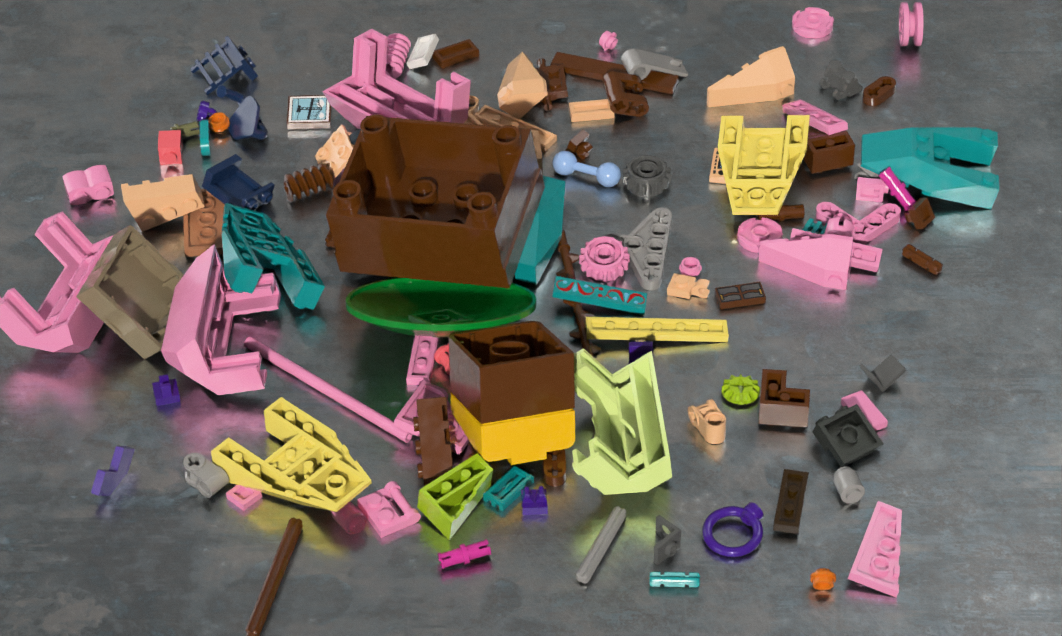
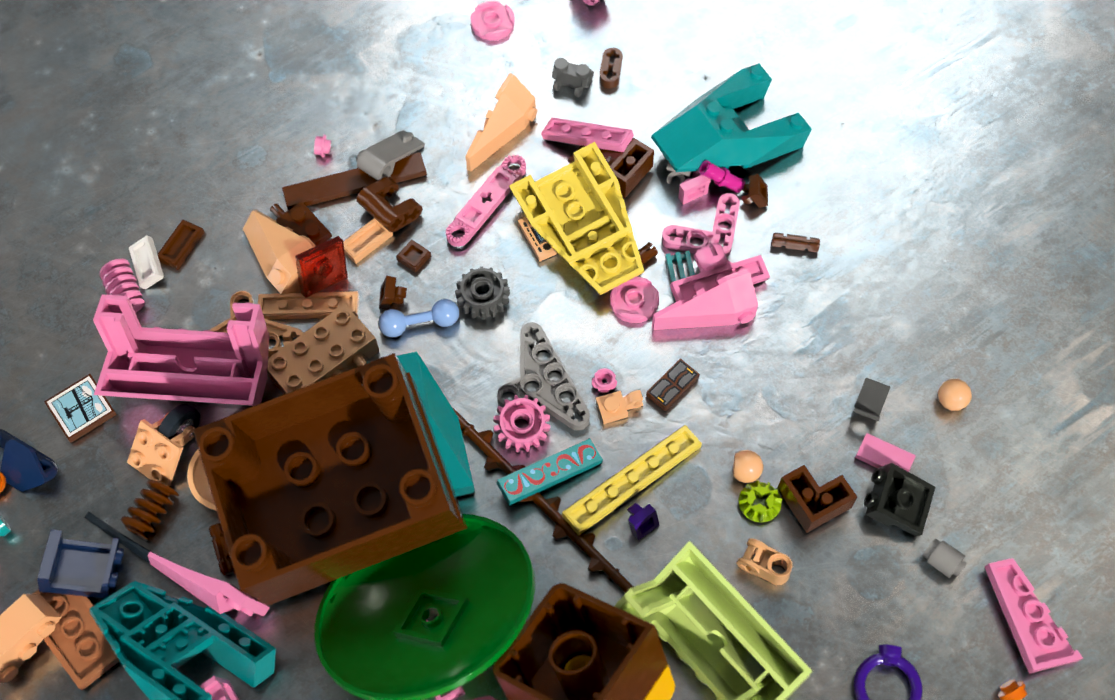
camera: 35 degrees left, 20 degrees up
(309, 234) = (213, 592): none -> bright pink plate
(540, 102) = (321, 266): none -> clear red tile
(617, 135) = (413, 256): none -> reddish brown tile
(696, 126) = (475, 211): none -> bright pink piece
(748, 361) = (747, 466): none -> light nougat piece
(791, 501) = (911, 613): dark brown plate -> none
(955, 401) = (954, 394): none -> light nougat piece

